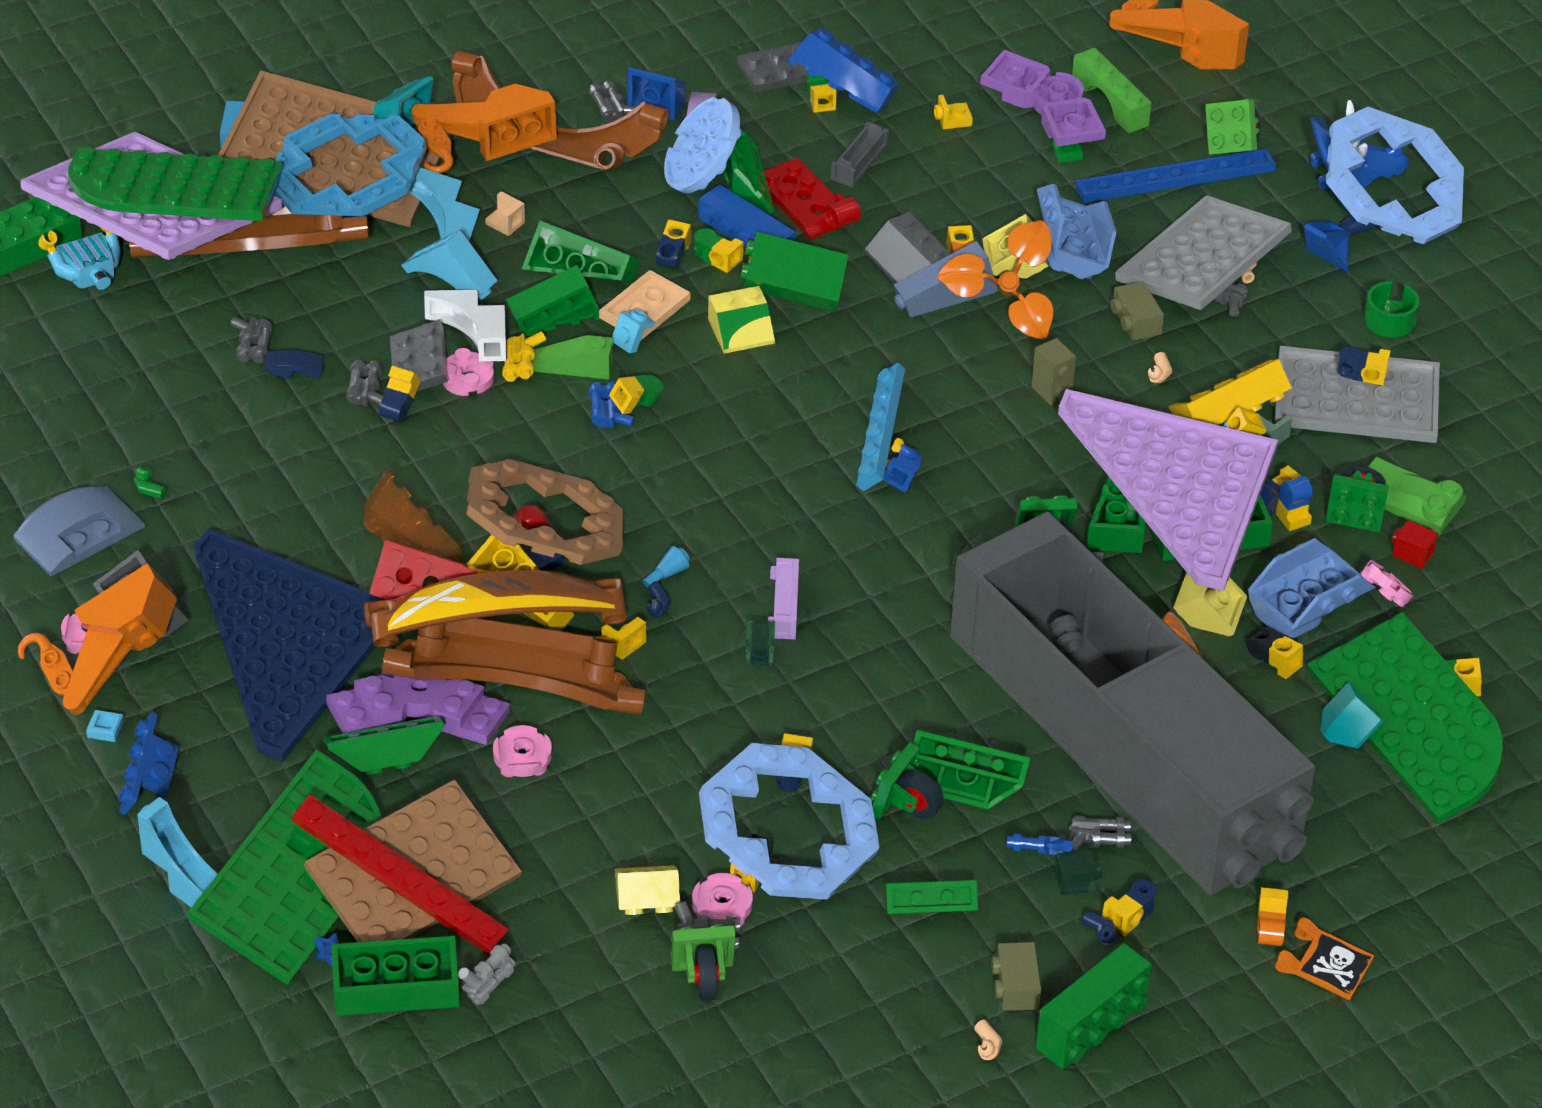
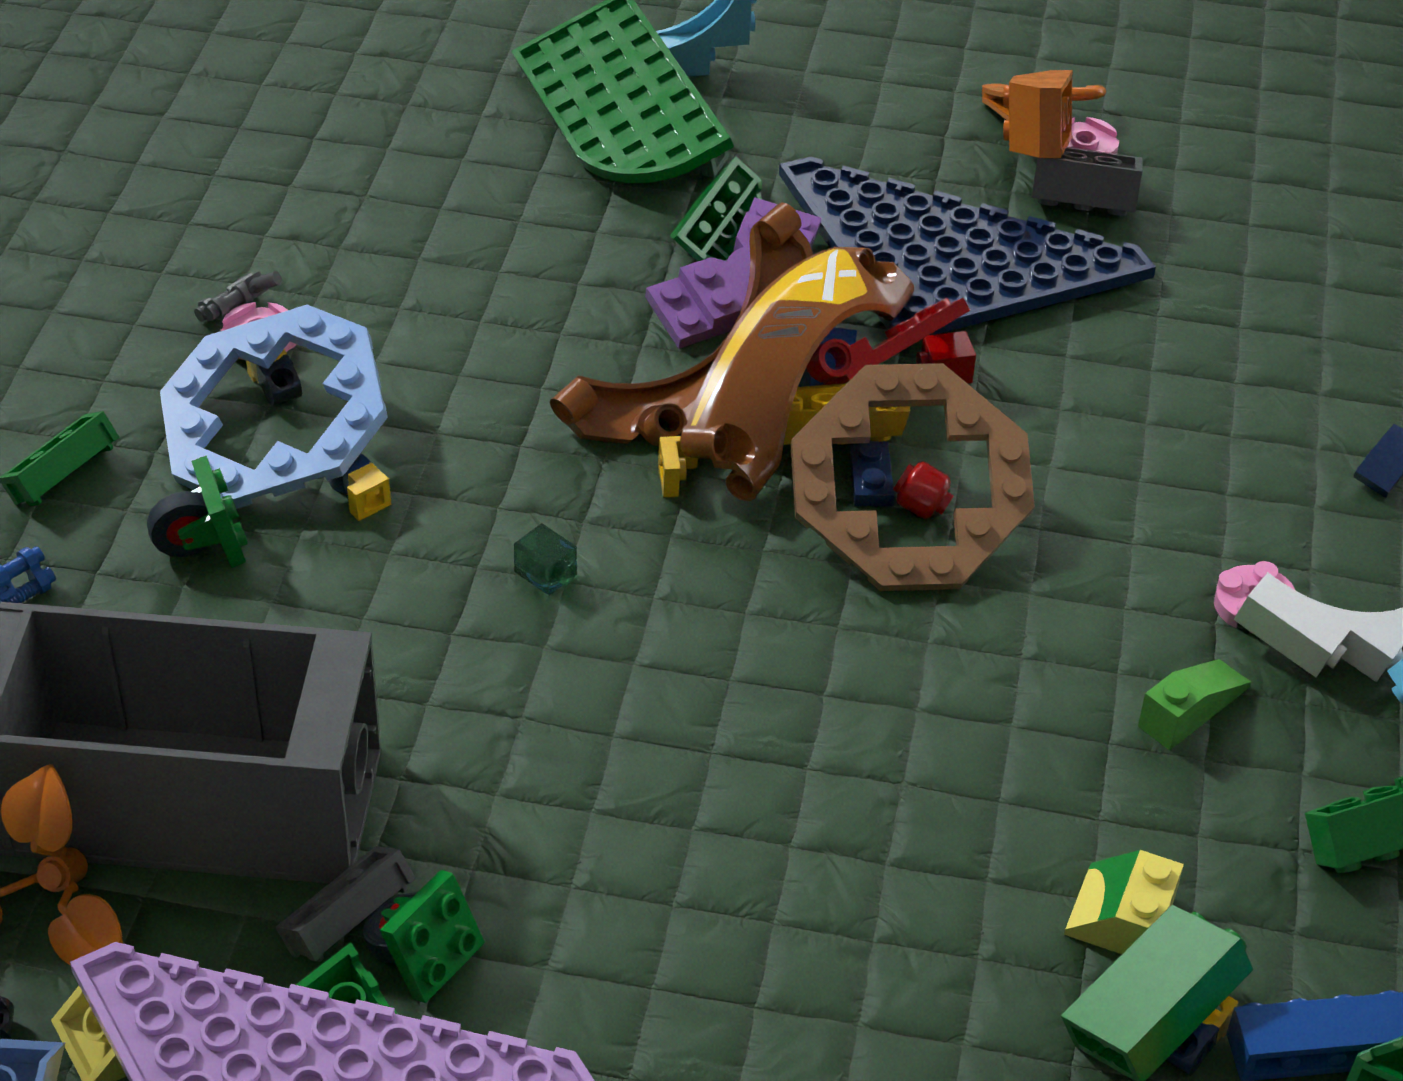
camera: 130 degrees right, 0 degrees up
(75, 527) = (1256, 208): sand blue slope -> none
(105, 725) = (947, 103): medium azure tile -> none
(146, 486) = (1276, 271): green arm -> none
(150, 764) = (861, 98): blue bracket -> none
(325, 948) = (518, 88): blue piece -> none
(364, 390) = (1299, 496): flat silver piece -> none
(395, 975) = (431, 92): green brick -> none
(396, 518) = (1023, 394): clear orange wedge -> none
(399, 394) = (1251, 500): leg -> none
(399, 875) = (528, 129): red plate -> none
(421, 352) = (1310, 558): flat silver plate -> none
(437, 835) = (538, 162): medium nougat plate -> none
(483, 978) = (365, 143): light grey piece -> none
(521, 350) = (1241, 652): yellow piece -> none
(522, 765) = (592, 318): bright pink plate -> none
(554, 302) = (1311, 733): green wedge -> none
(606, 412) = (1070, 675): blue piece -> none
(630, 329) = (1199, 773): medium azure bracket -> none
(636, 391) = (1067, 709): leg -> none
(647, 888) = (340, 285): light yellow slope -> none
(649, 294) = (1246, 830): light nougat plate -> none
(659, 602) = (701, 531): dark blue arm -> none
(672, 563) = (748, 572): dark azure cone -> none
(673, 246) = (1353, 935): dark blue leg -> none
(703, 956) = (200, 258): bright green plate -> none
(717, 250) = (1307, 975): leg -> none
(786, 596) = (586, 623): lavender container -> none
(880, 427) = (792, 916): dark azure plate -> none
(903, 469) = (676, 872): blue piece -> none
(970, 771) = (182, 590): green wedge -> none

